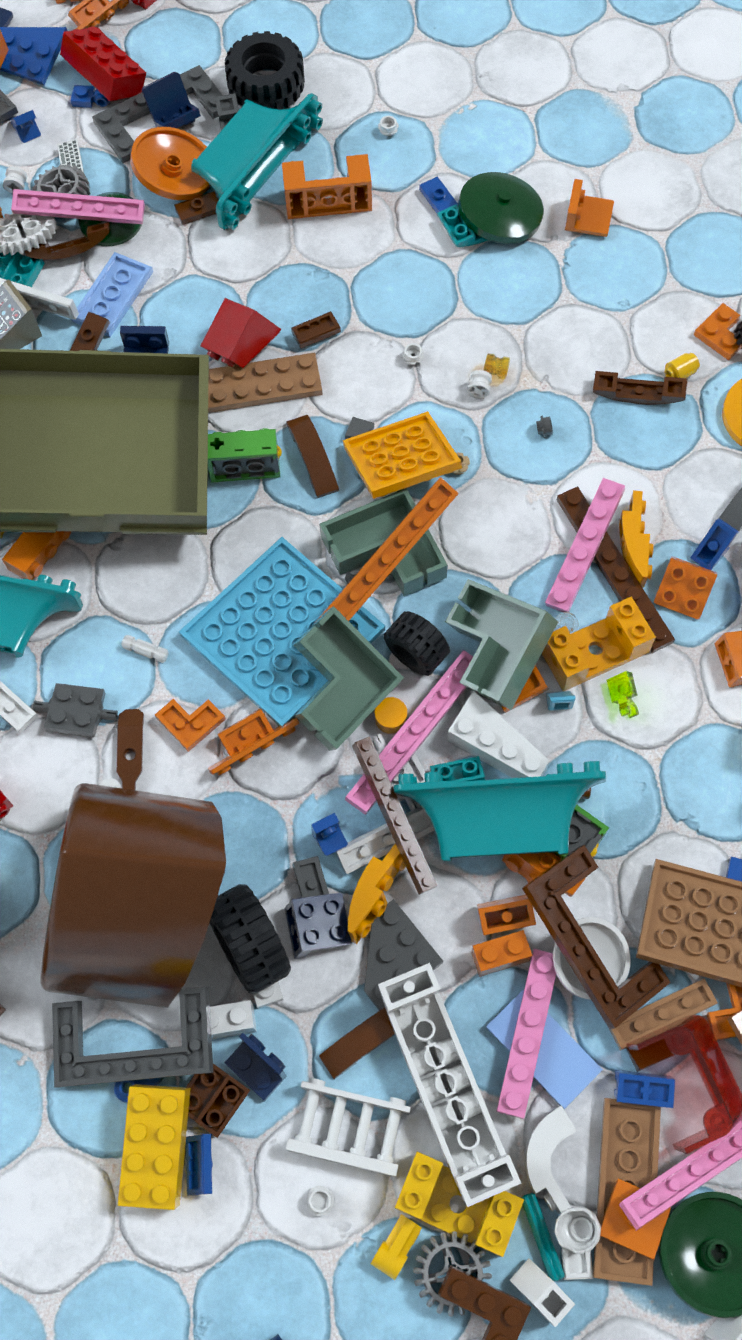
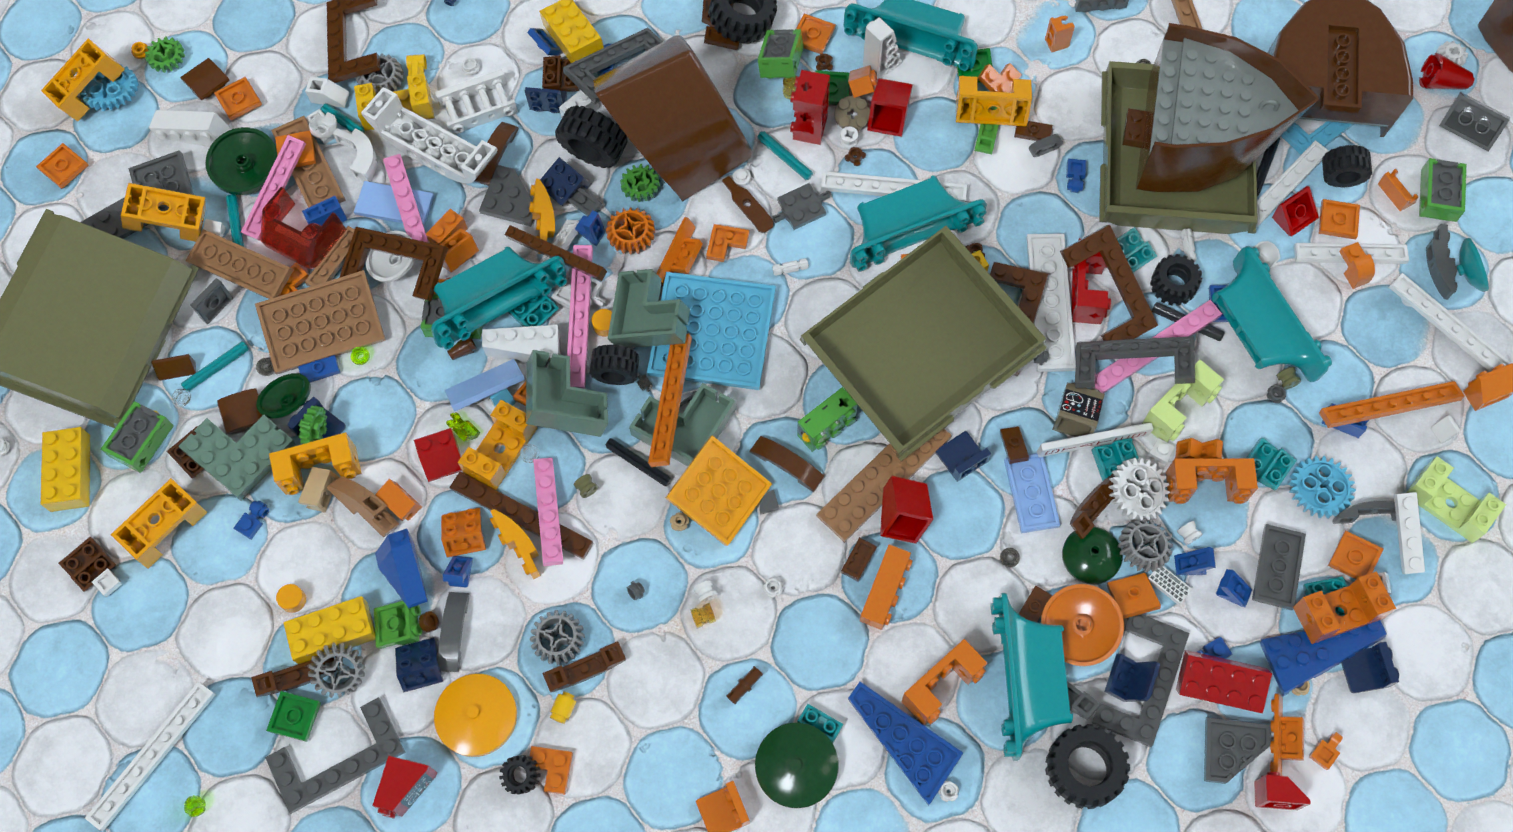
camera: 145 degrees right, 0 degrees up
(33, 154) = (1195, 562): none -> blue slope
(40, 786) = (784, 155): none -> teal axle
(78, 206) = (1110, 527): bright pink plate -> none
(108, 164) = (1134, 595): none -> orange plate
(140, 32) = (1232, 747): none -> dark grey plate
(178, 251) = (1012, 552): none -> clear smoke plate
(238, 856) = (640, 183): none -> bright green gear
(274, 802) = (622, 237): none -> orange gear
(311, 292) = (885, 587): none -> orange brick
(393, 175) = (915, 748): none -> blue wing
(393, 614) = (644, 383): none -> clear smoke plate
(437, 194) = (856, 747): blue plate -> none
(459, 546) = (638, 462): none -> black axle
(500, 292) = (744, 685): none -> reddish brown pin
(529, 550) = (585, 486): none -> olive wheel
(572, 722) = (484, 385): none -> light blue tile
(650, 435) = (560, 621): none -> light grey gear
(665, 682) = (439, 454): none -> red slope
(697, 853) = (360, 351): none -> clear neon green plate

